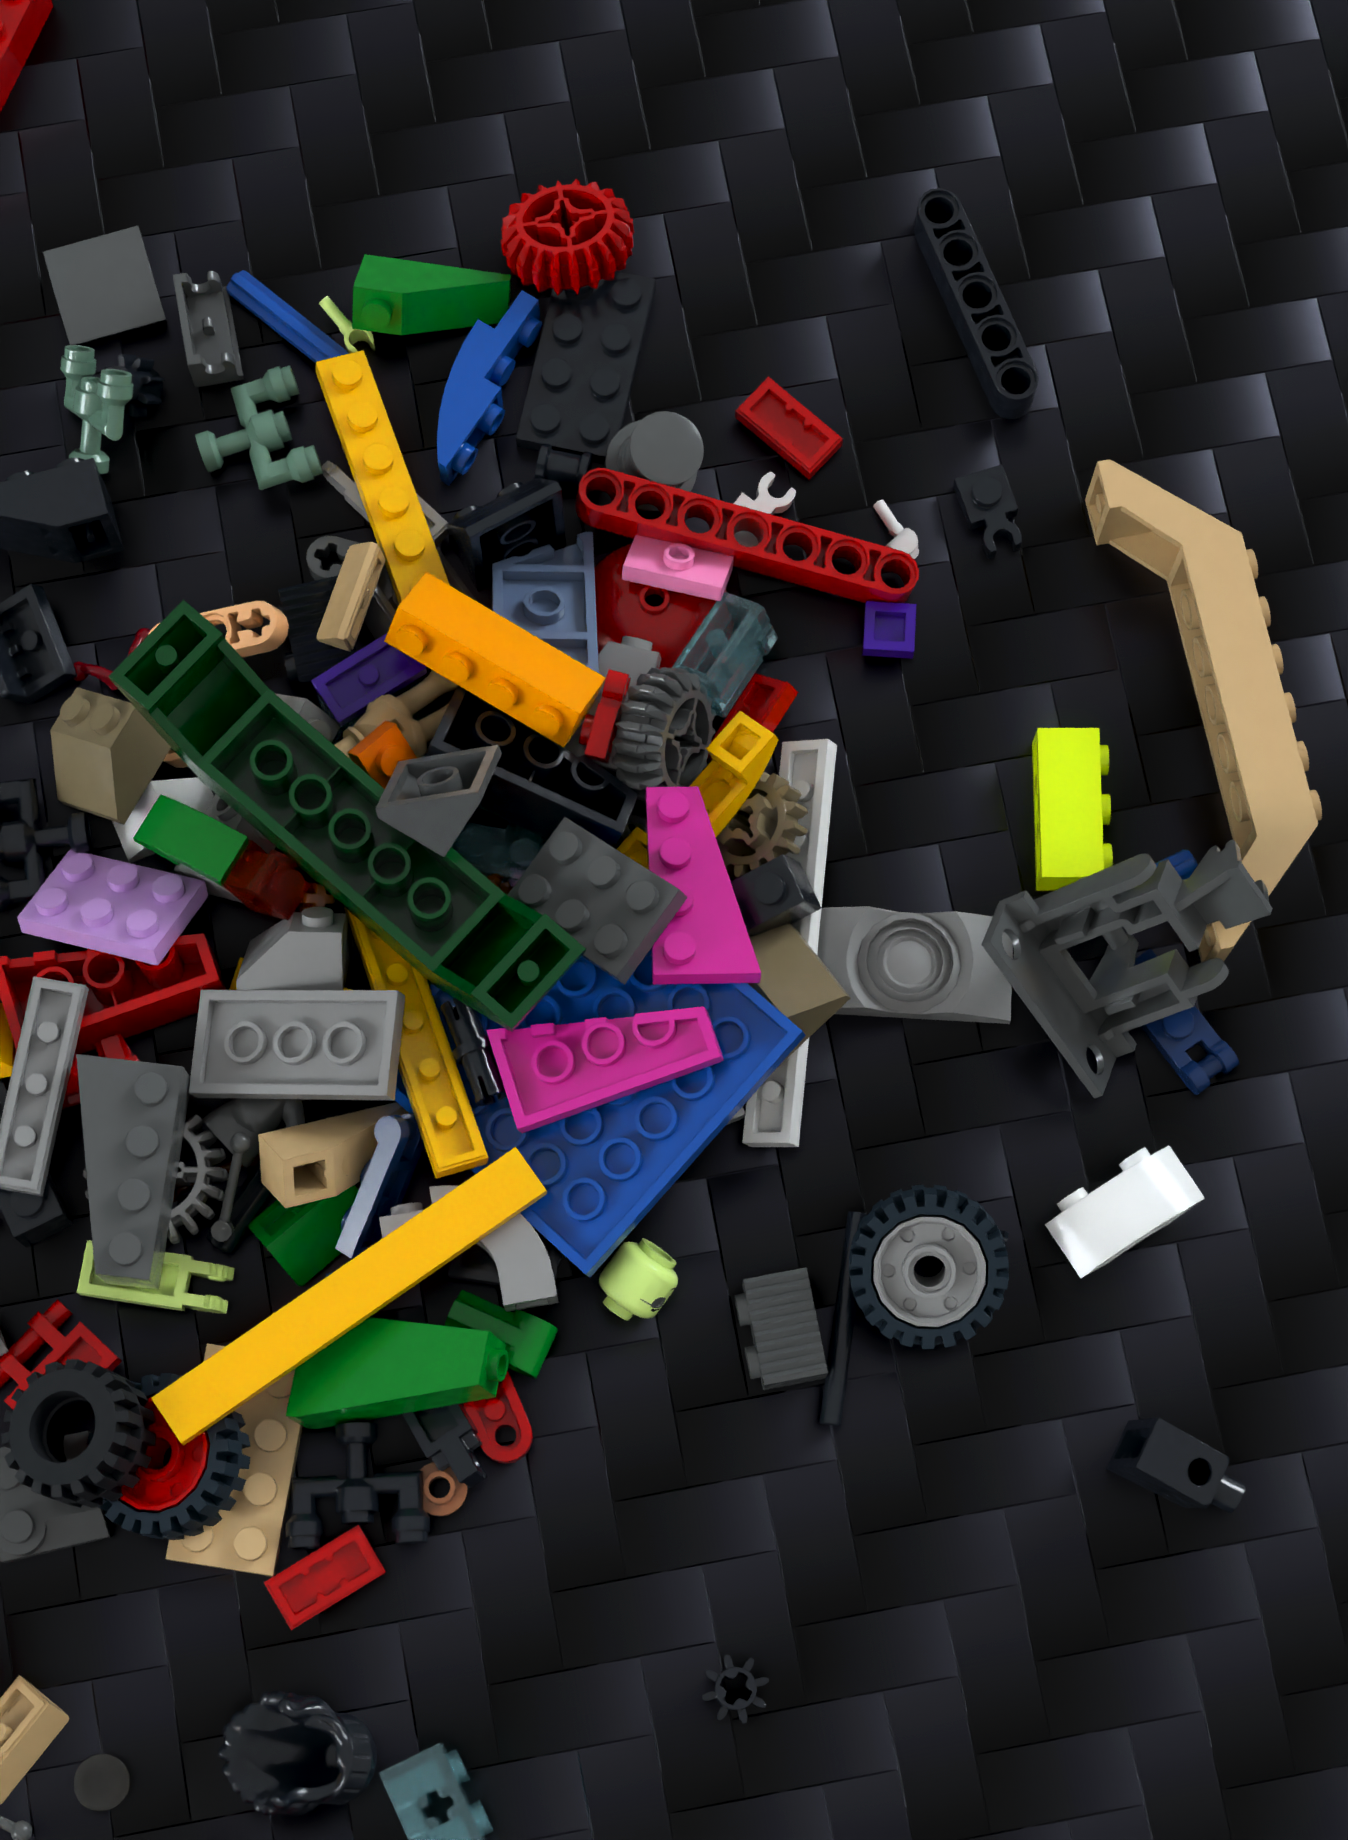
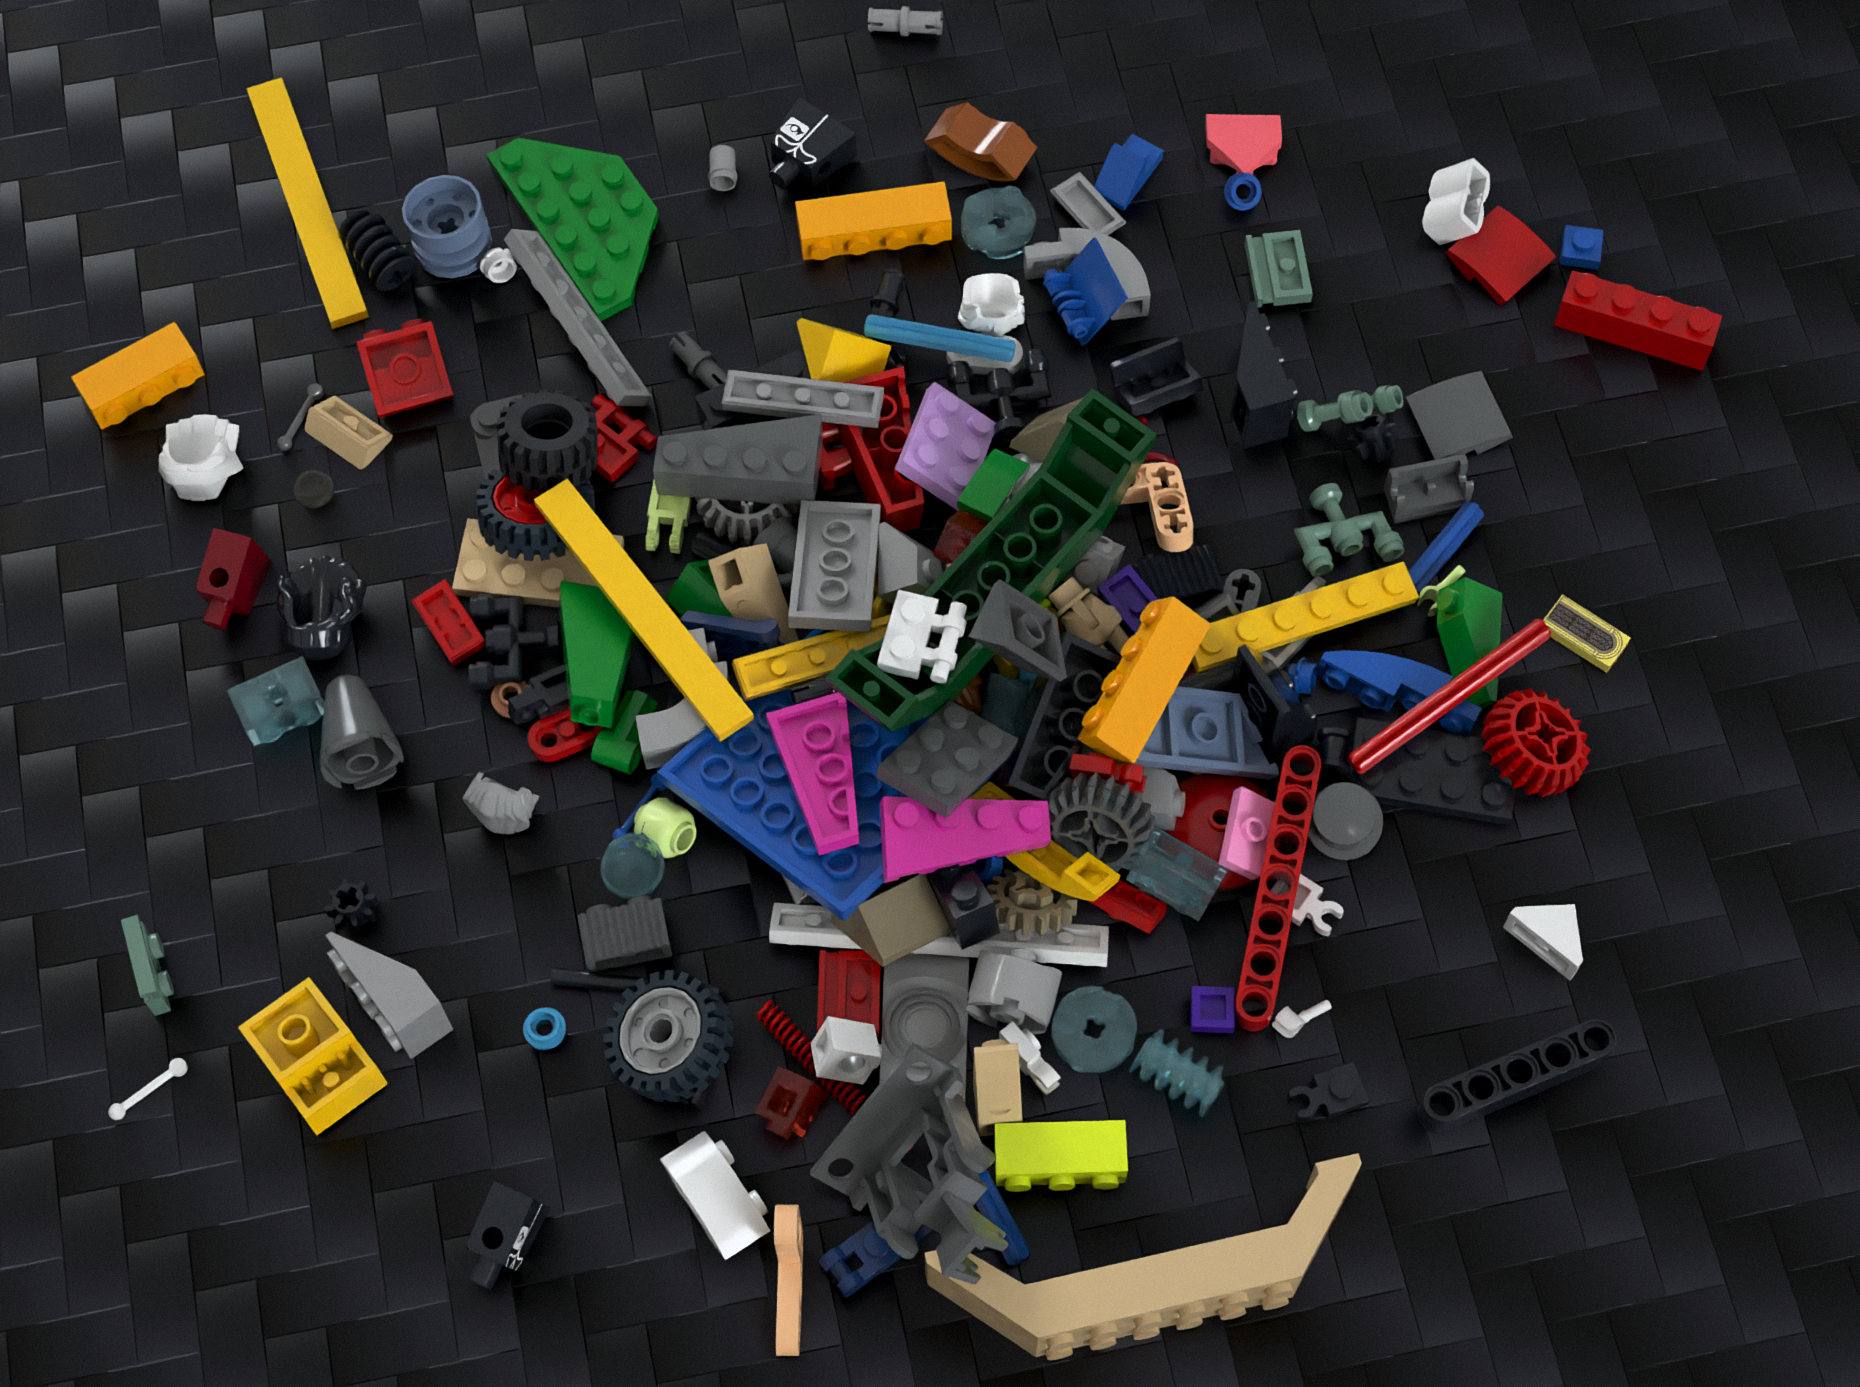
camera: 90 degrees right, 10 degrees down
(223, 1228) = (705, 538): dark grey hinge -> none
(351, 596) = (1200, 591): tan slope -> none
(381, 752) = (1068, 608): orange plate -> none
(412, 175) = (1585, 633): none -> tile
(437, 933) = (909, 632): none -> white plate
(456, 495) = (1303, 676): none -> blue plate
(489, 1695) = (356, 736): none -> dark grey cone
(510, 321) = (1449, 696): none -> red axle
(598, 1493) = (498, 806): none -> light grey hair
(639, 1340) = (656, 786): none -> blue hinge
(693, 1319) = (632, 866): none -> clear light blue hair
(788, 428) = (1387, 927): red plate -> none
(805, 247) = (1549, 933): none -> white slope
(865, 1053) = (849, 987): none -> red plate
(874, 849) = (1013, 990): none -> light grey brick
(879, 1607) = (391, 996): none -> light grey slope
(910, 1416) = (536, 1020): none -> dark azure plate
(924, 740) = (1103, 1008): none -> clear light blue plate
(937, 1731) = (313, 1055): none -> yellow slope
(939, 846) = (1029, 1057): none -> white plate
(940, 1092) = (801, 1041): none -> red piece
(946, 1051) = (846, 1050): none -> white brick
(966, 667) = (1179, 1072): none -> clear light blue piece
(1001, 867) = (996, 1085): none -> tan slope
(1017, 1142) = (790, 1103): none -> clear red brick
(1200, 1115) = (789, 1251): none -> light nougat beam

